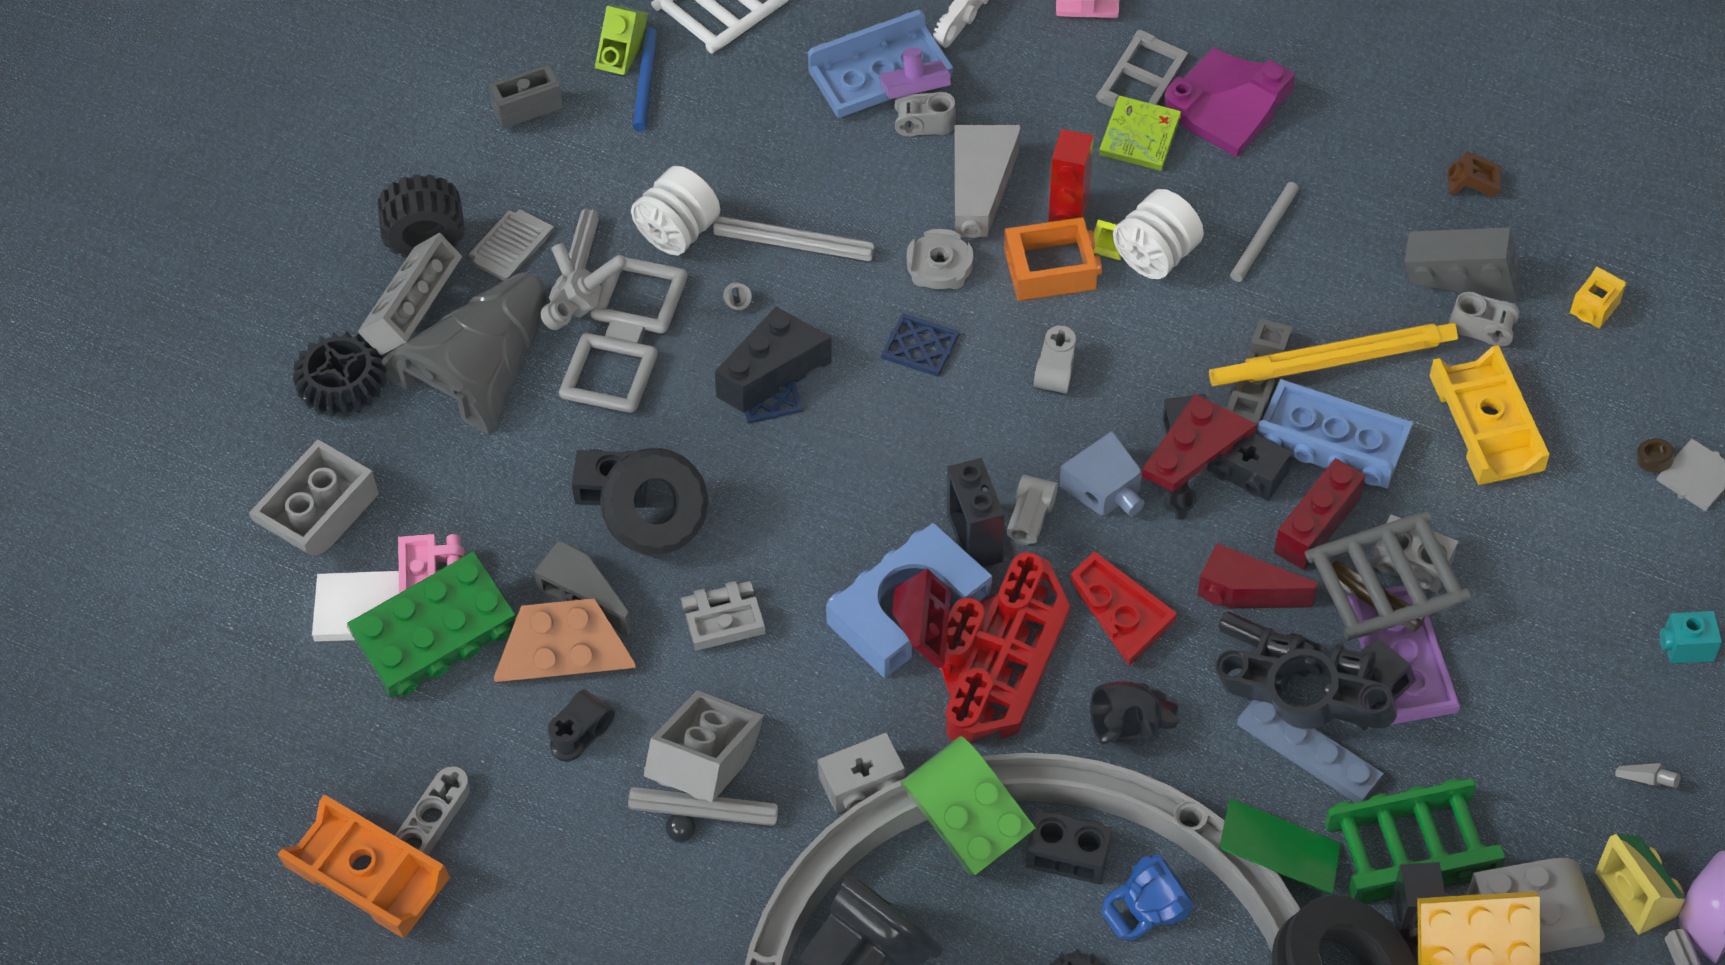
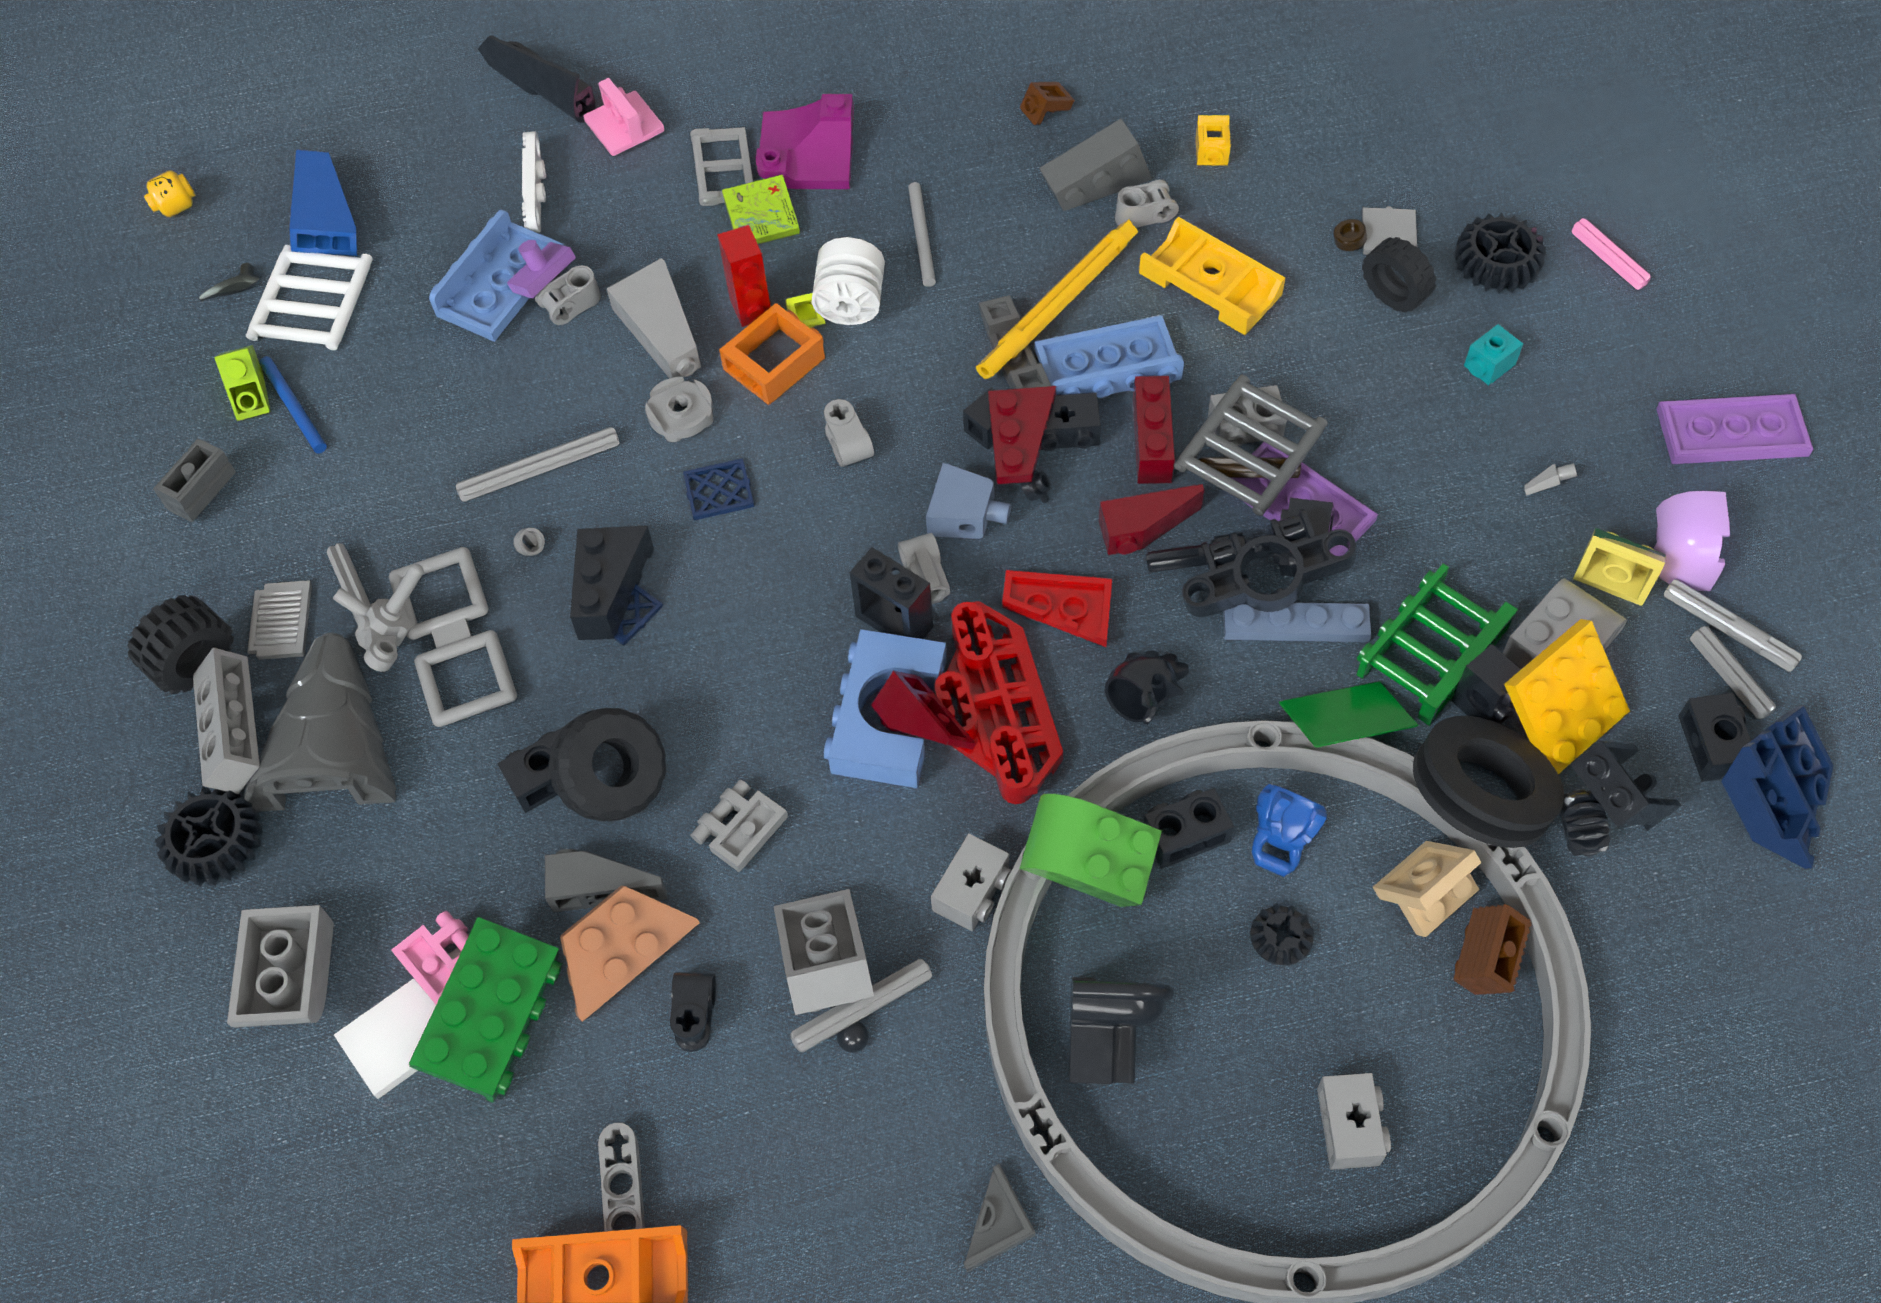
camera: 35 degrees left, 5 degrees up
(675, 210) = (418, 499): white wheel -> none
(1657, 513) = (1409, 263): none -> black tyre

